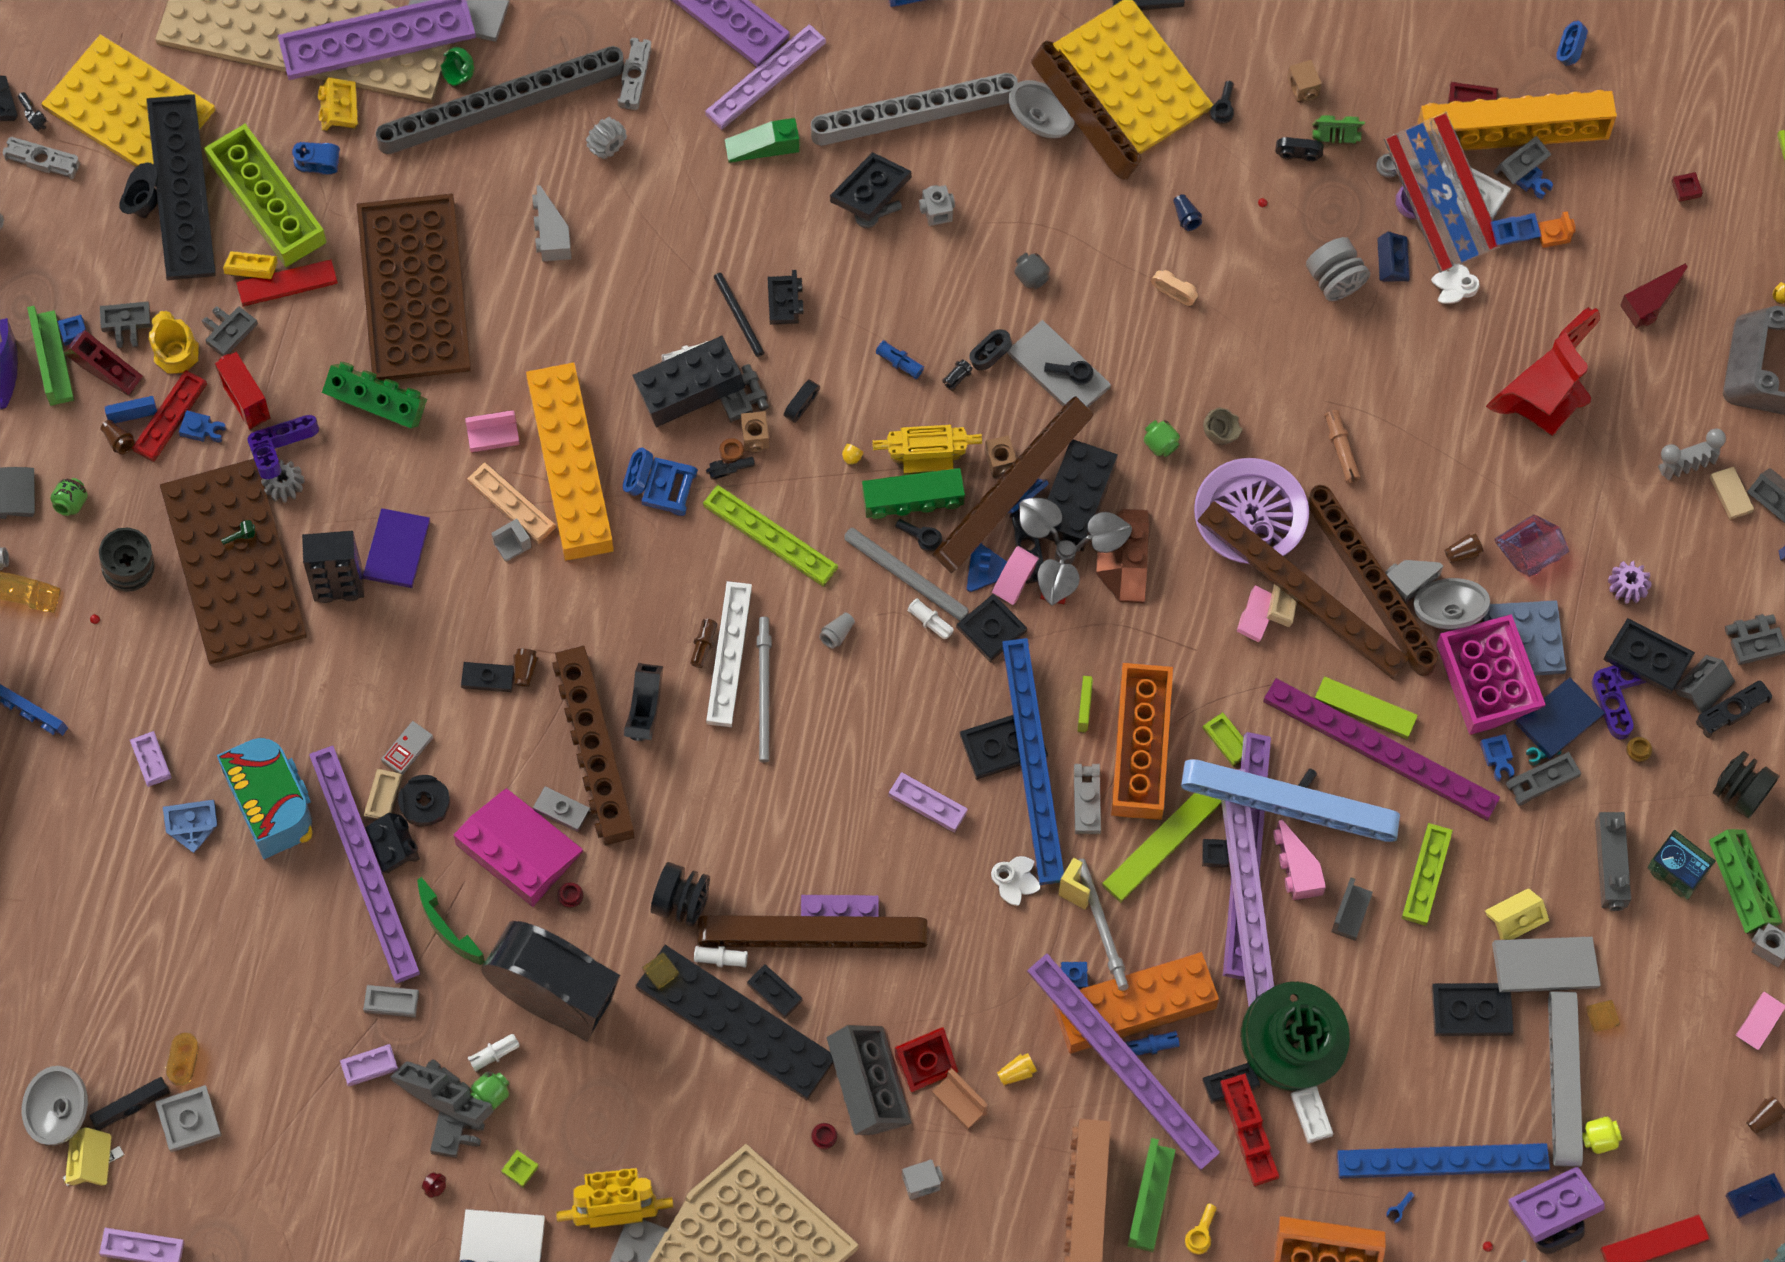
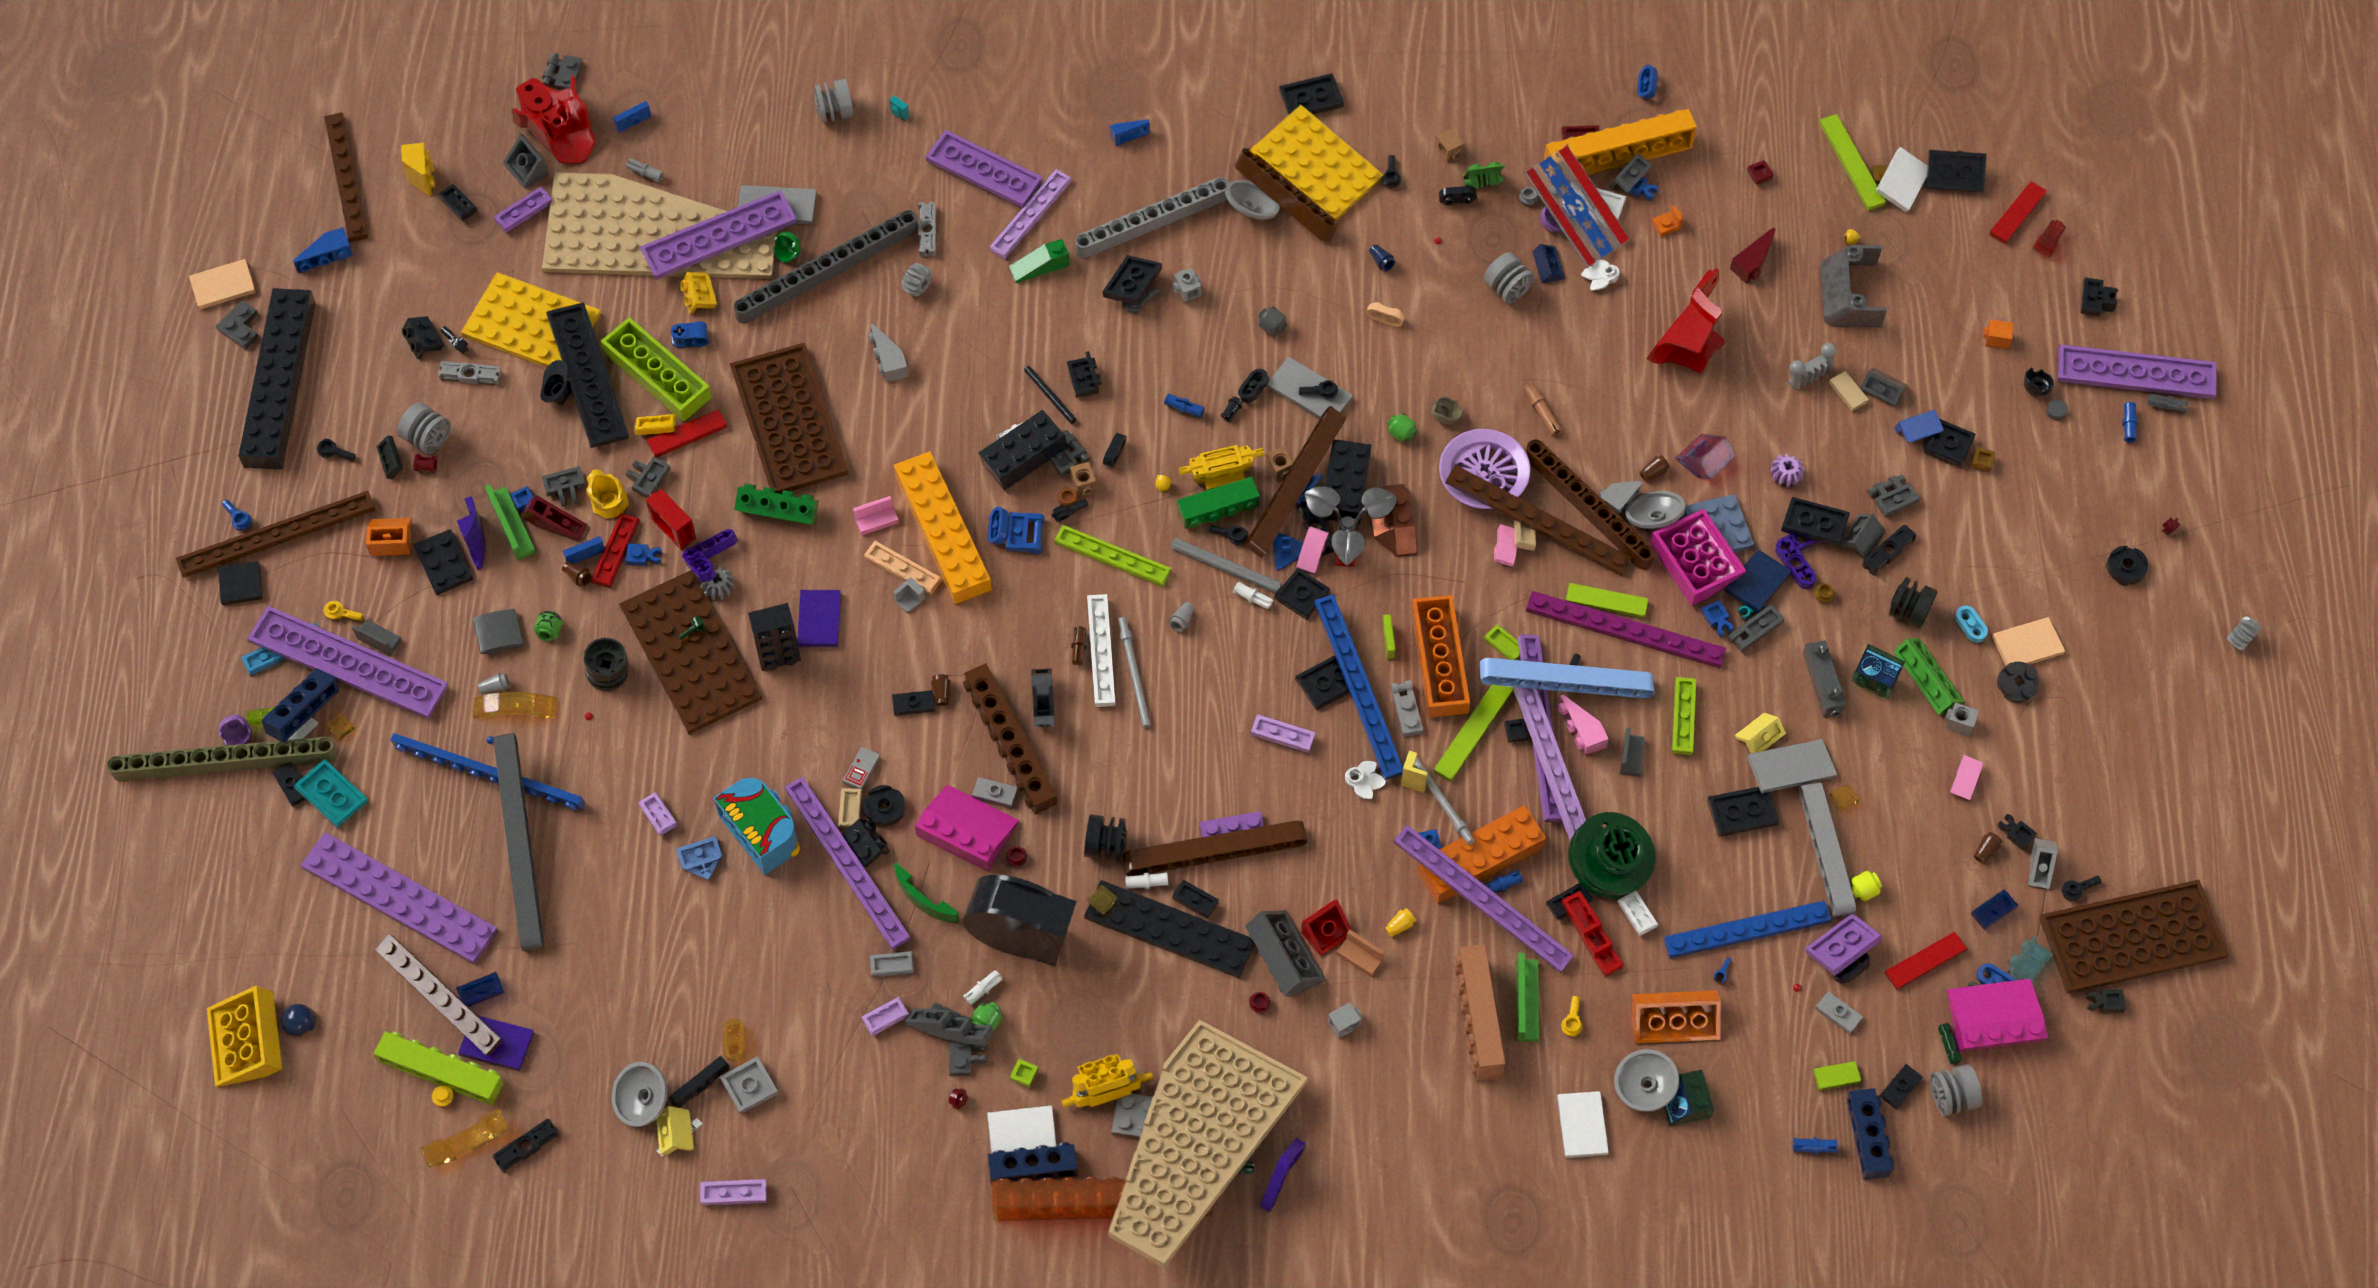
camera: 10 degrees left, 5 degrees down
(1515, 229) = (1637, 225): blue slope -> none

